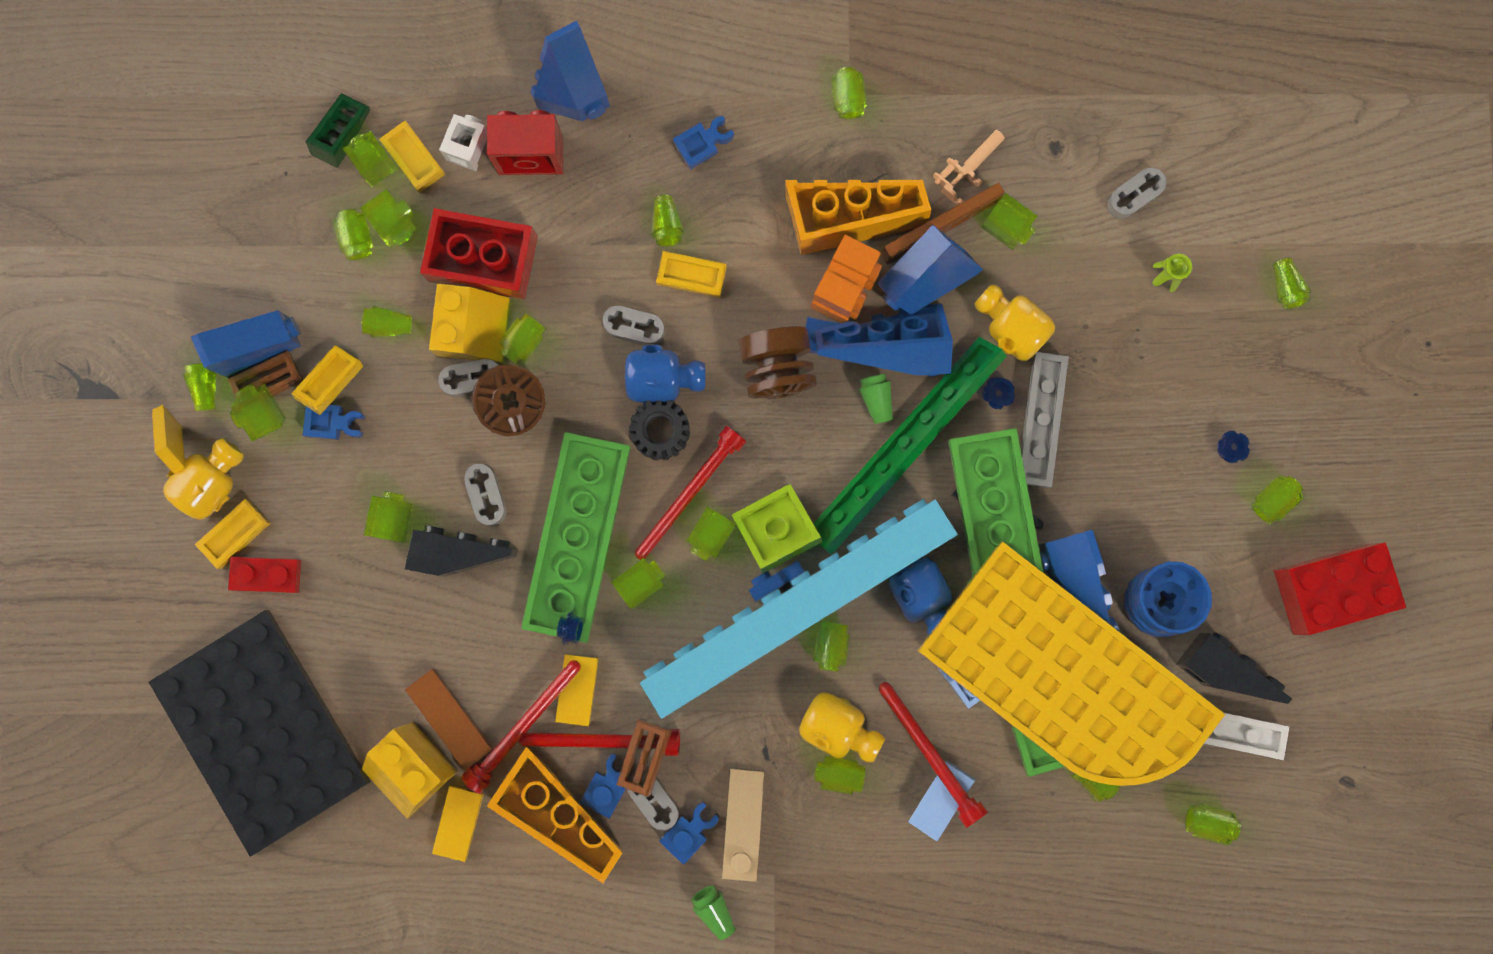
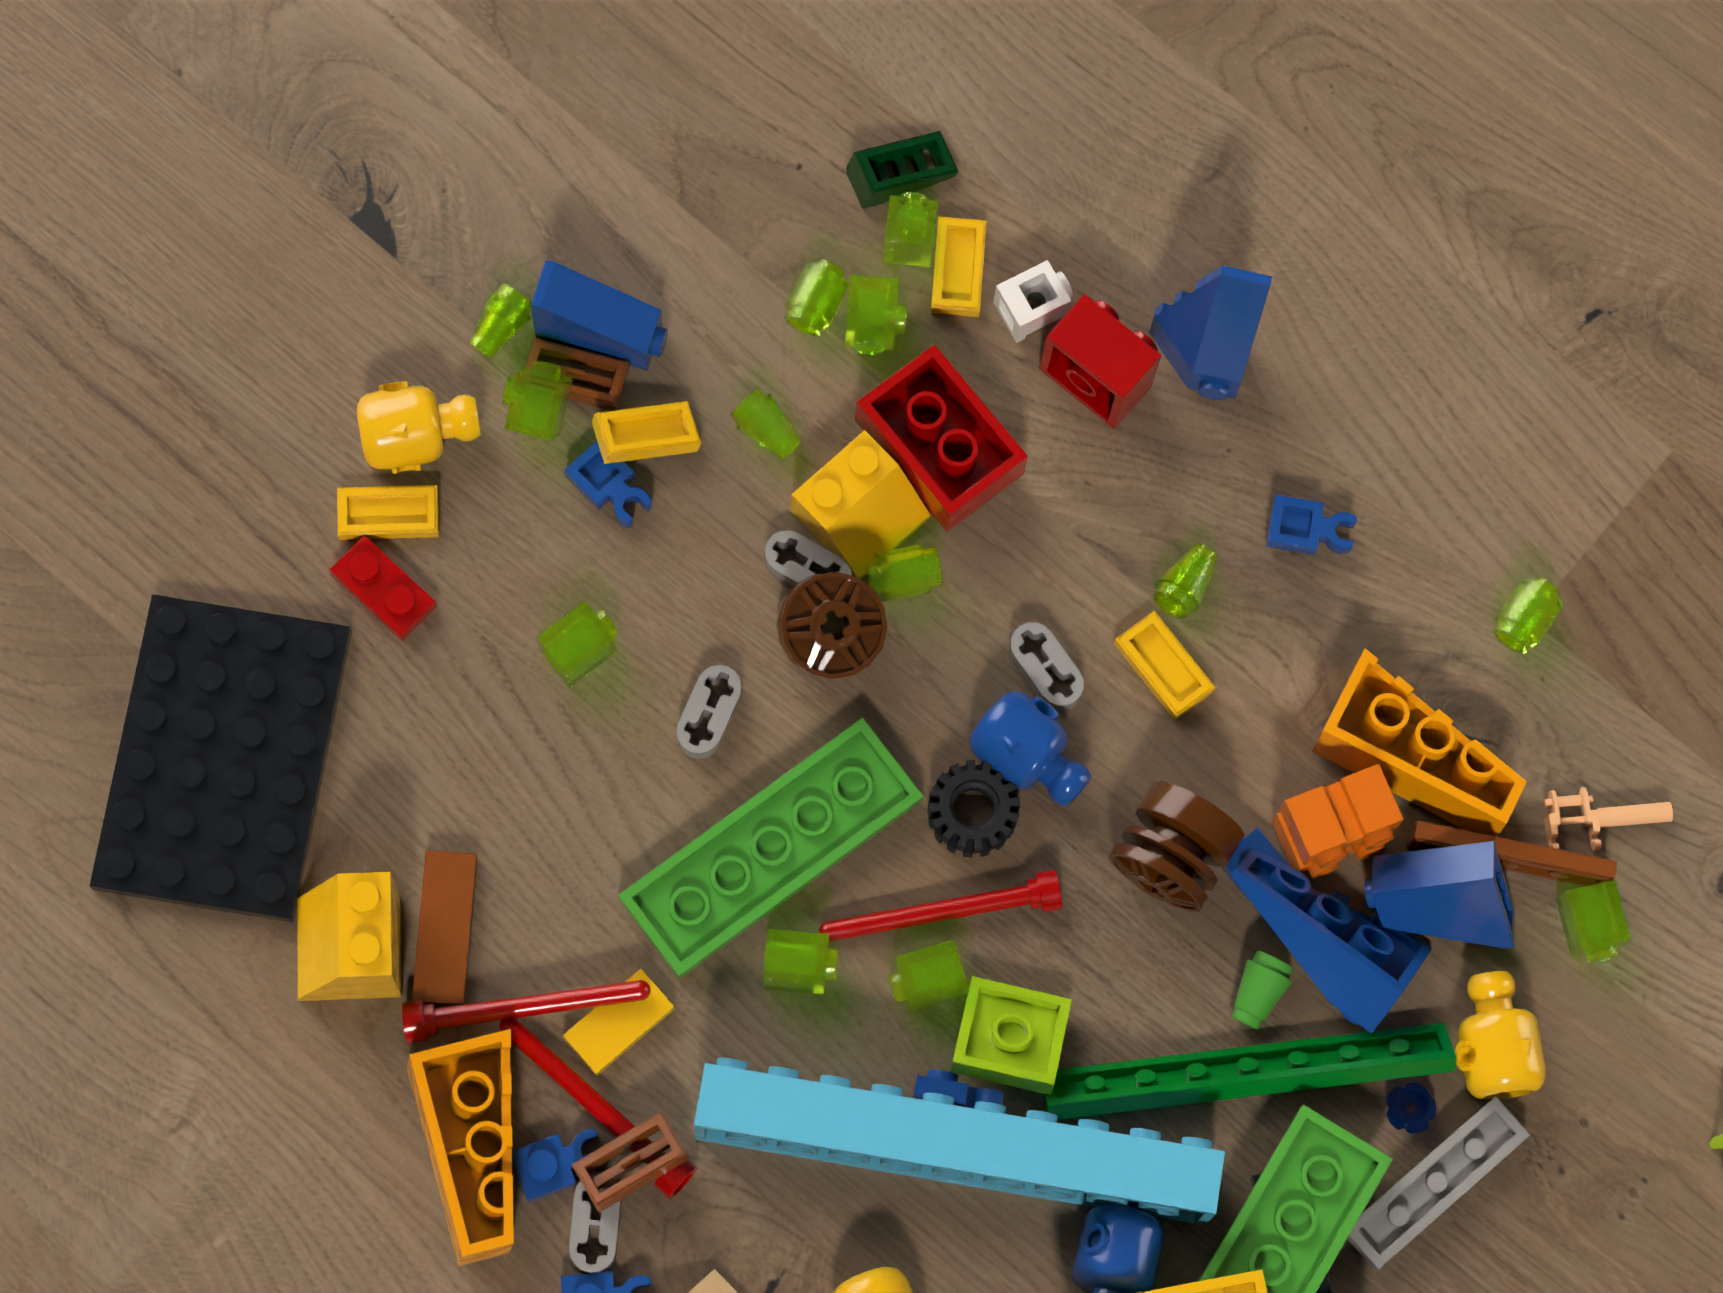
camera: 35 degrees right, 10 degrees down
(168, 439) = (416, 348): yellow tile -> none
(446, 555) = (608, 742): black slope -> none
(457, 823) = (350, 1054): yellow tile -> none
(570, 629) = (675, 941): clear blue plate -> none
(831, 646) = (957, 1228): clear neon green brick -> none

